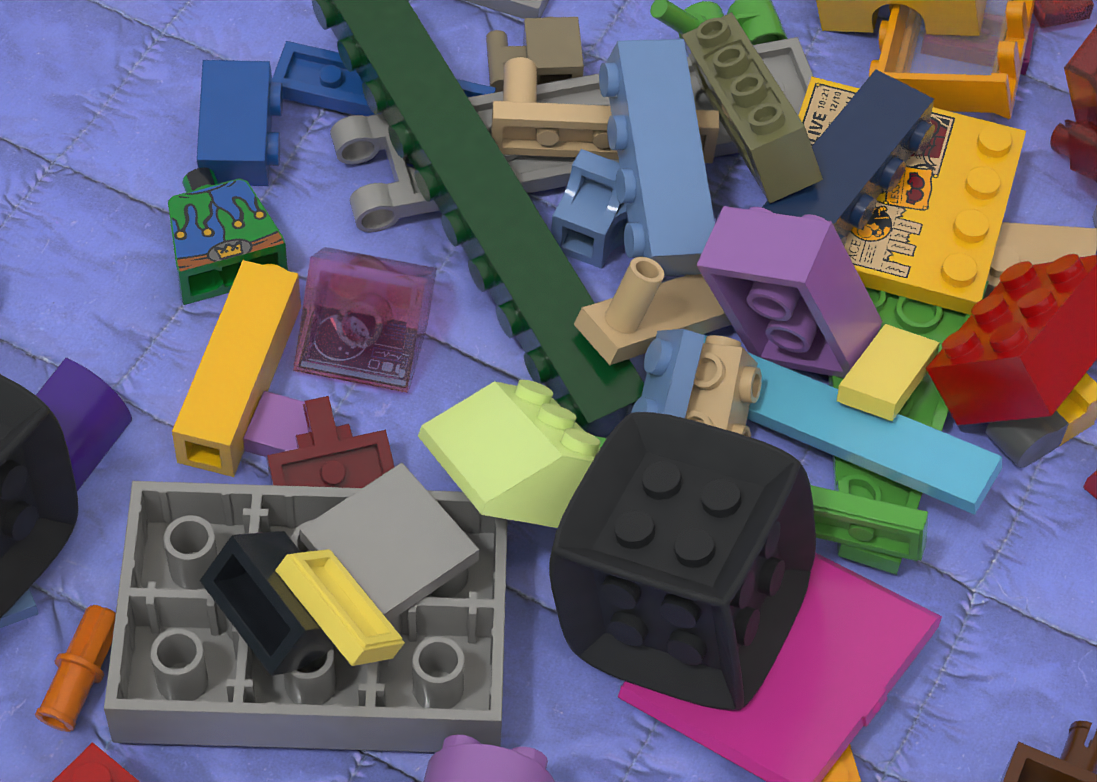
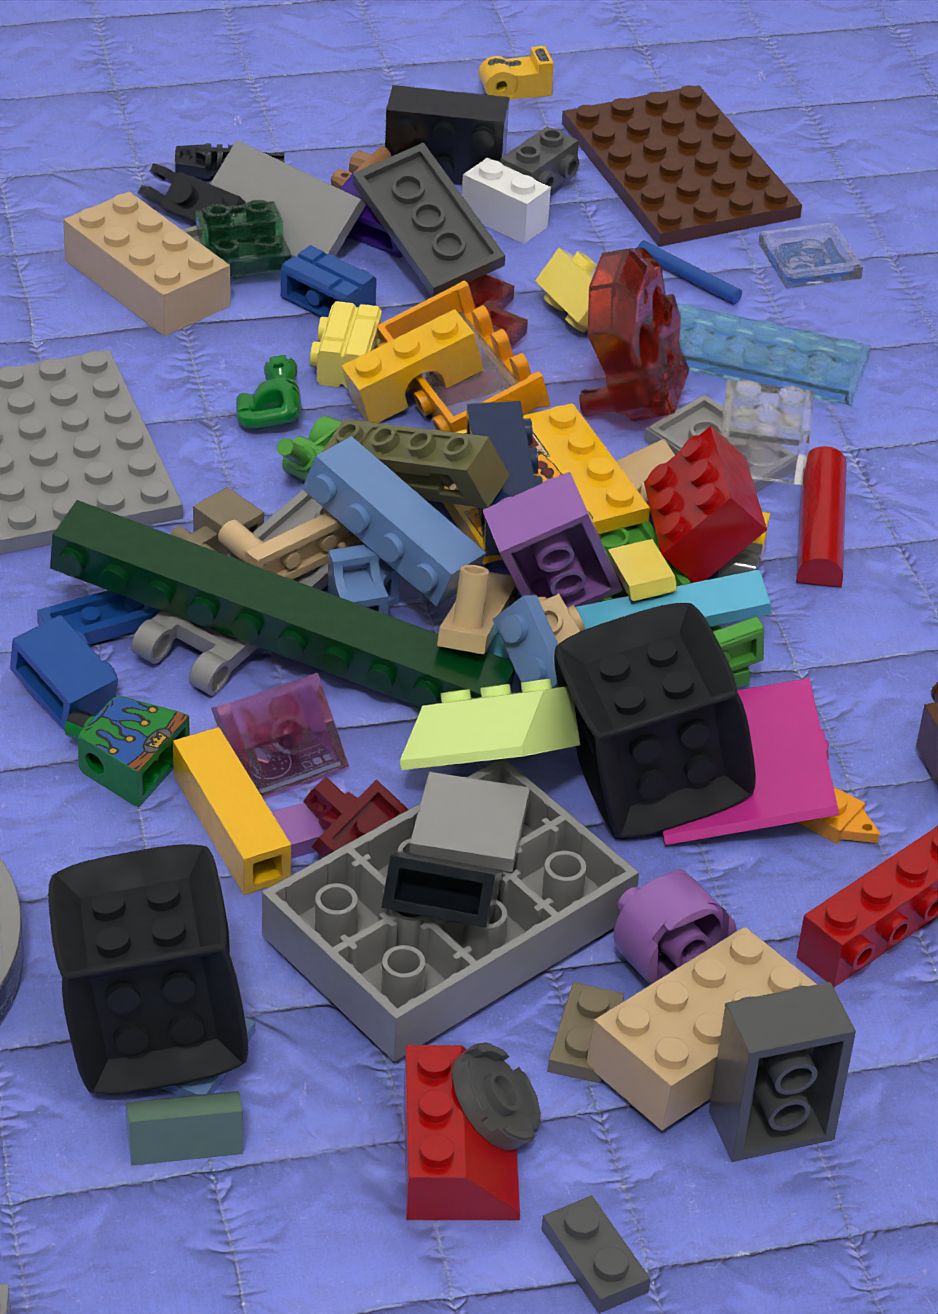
camera: 40 degrees left, 15 degrees down
(78, 669) = (329, 1034): orange axle -> none
(340, 606) = (491, 858): light yellow tile -> none

